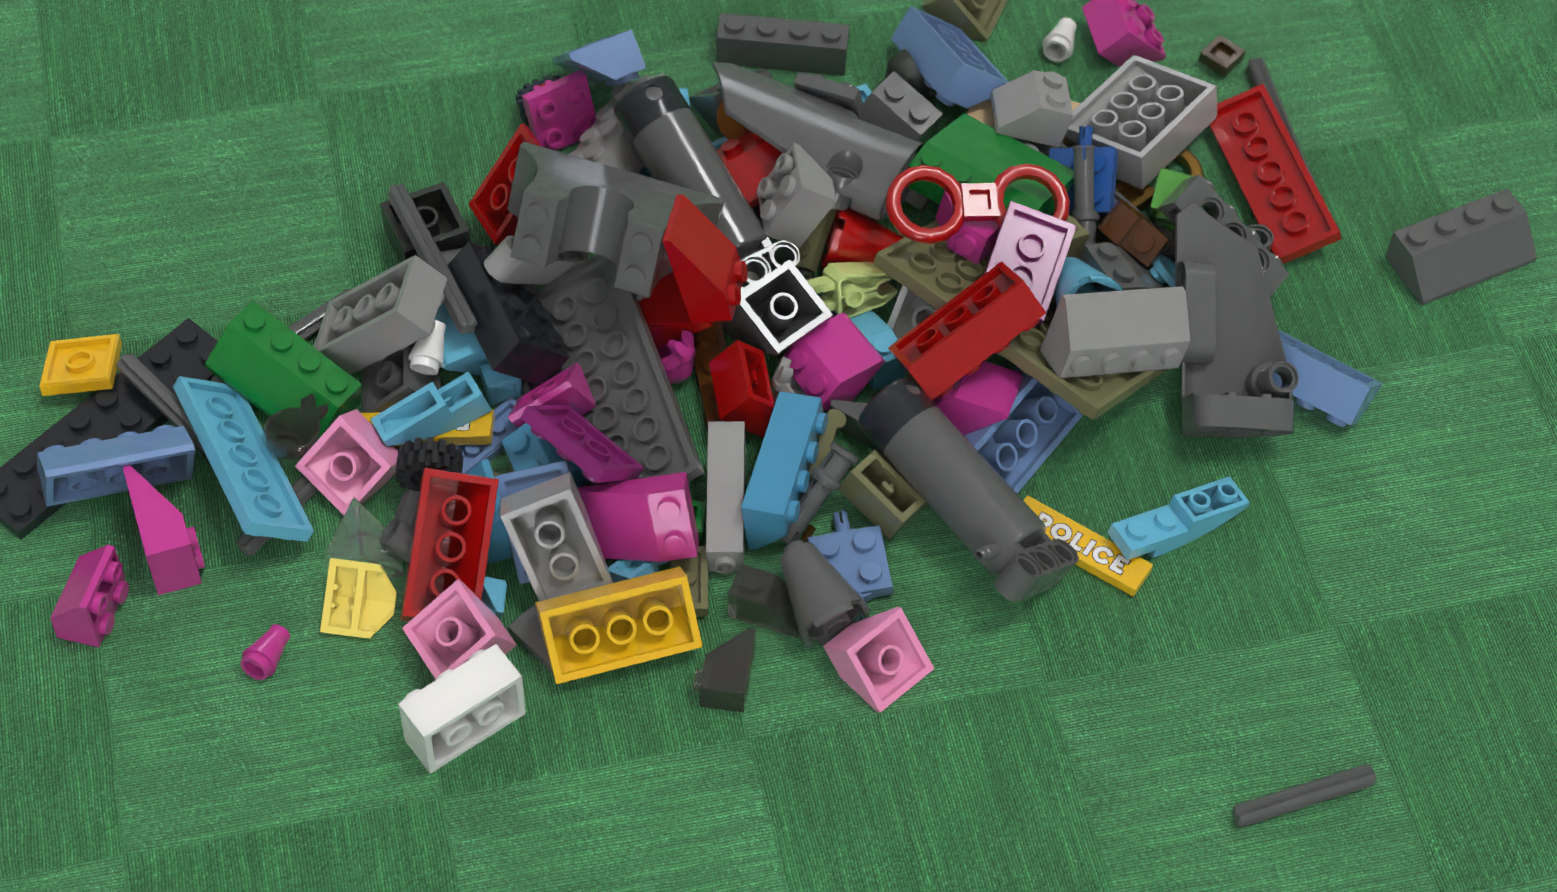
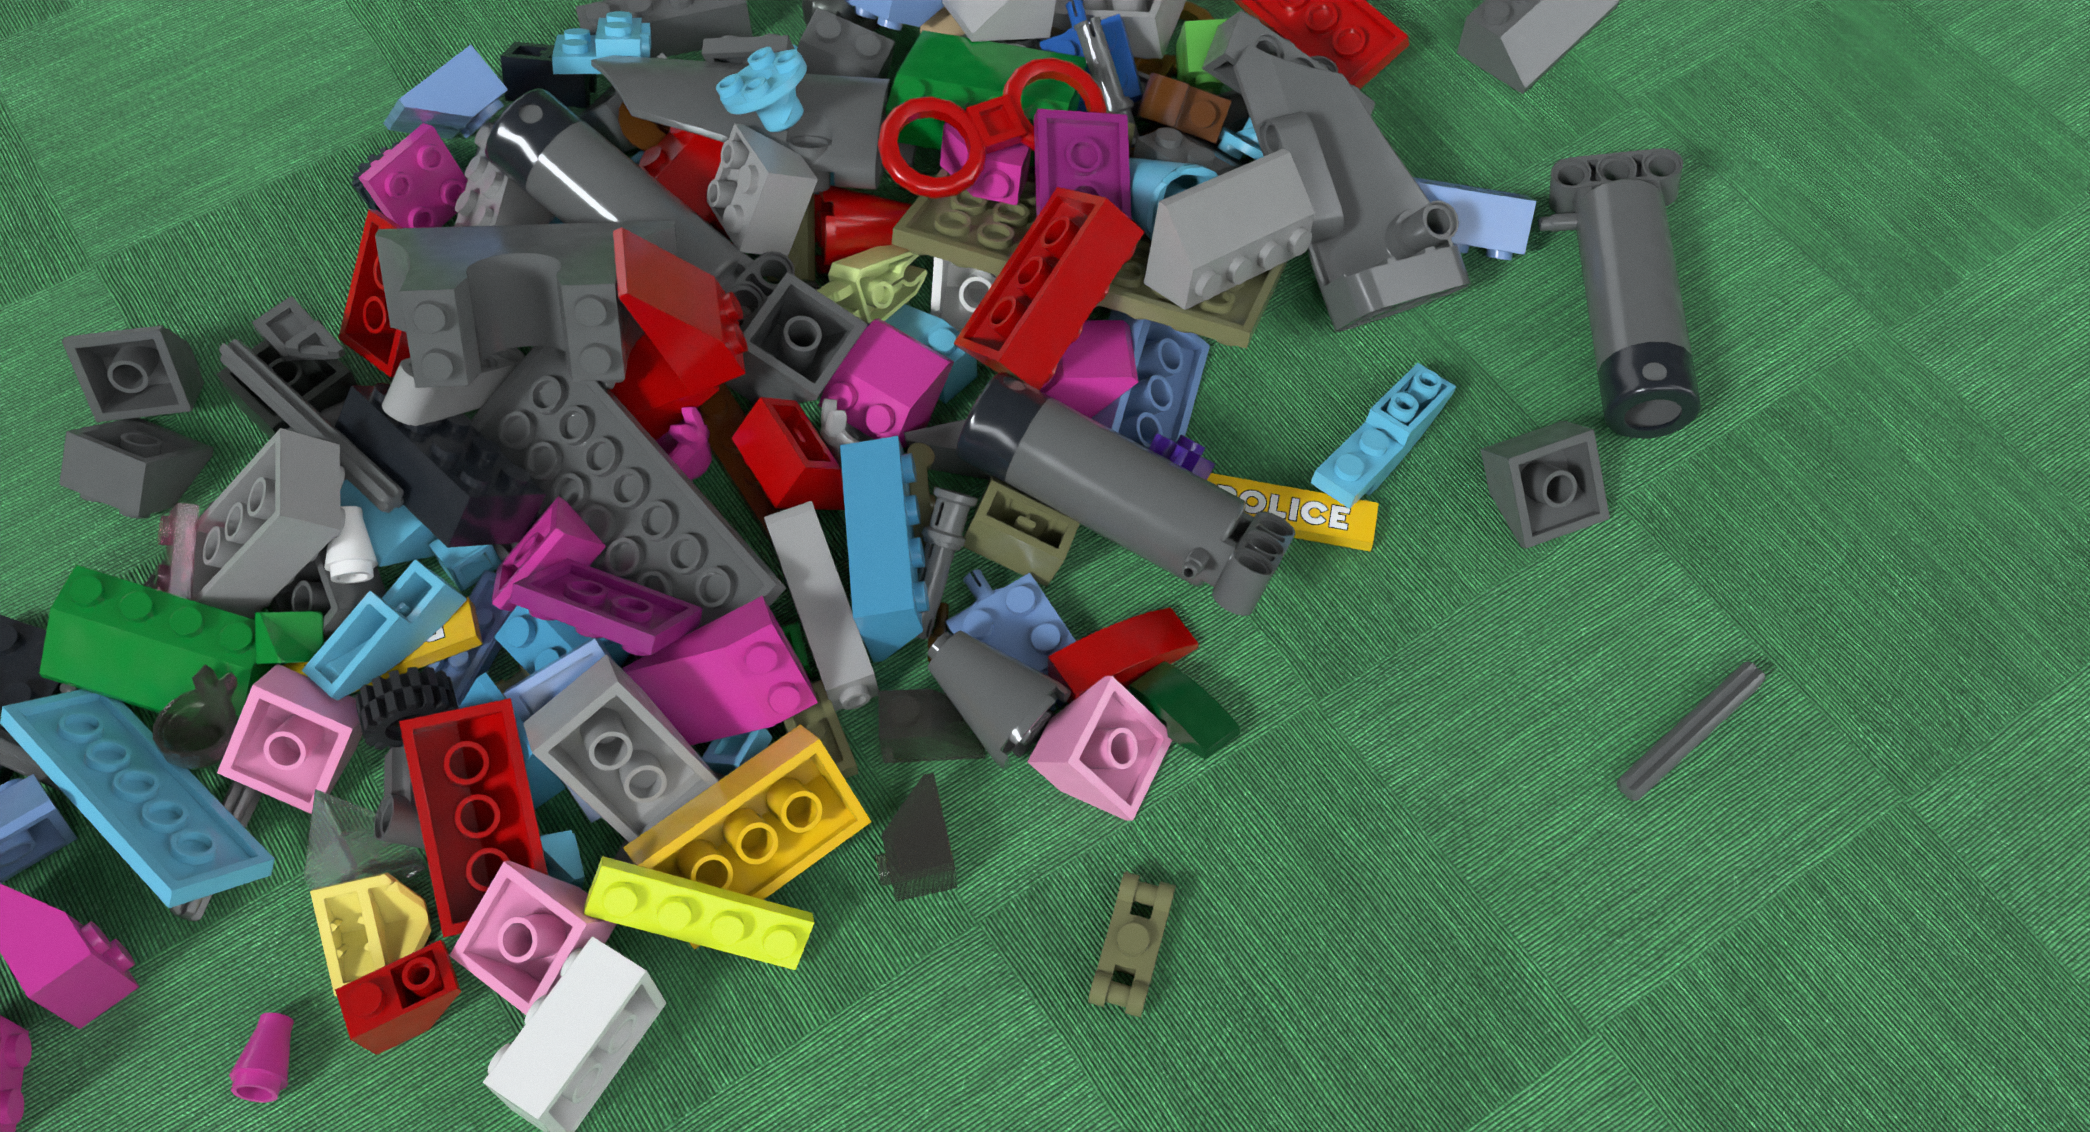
camera: 20 degrees left, 5 degrees up
(303, 246) = (131, 465): none -> dark grey slope
(320, 305) = (179, 536): none -> plate
(327, 184) = (135, 372): none -> dark grey slope
(362, 644) = (399, 998): none -> red slope
(369, 394) = (288, 636): none -> green slope
(442, 193) = (295, 334): none -> dark grey slope
(568, 659) = (698, 913): none -> neon yellow plate
(683, 57) = (530, 67): none -> black hinge
(740, 48) = (615, 35): none -> medium azure plate
(824, 125) = (766, 88): none -> medium azure plate
(844, 787) = (1132, 944): none -> olive plate
(923, 600) = (1122, 651): none -> red slope
(948, 652) = (1190, 711): none -> dark green slope
(1023, 480) = (1183, 453): none -> dark purple plate
(1284, 593) = (1547, 482): none -> dark grey slope
(1419, 471) = (1630, 285): none -> dark grey piece

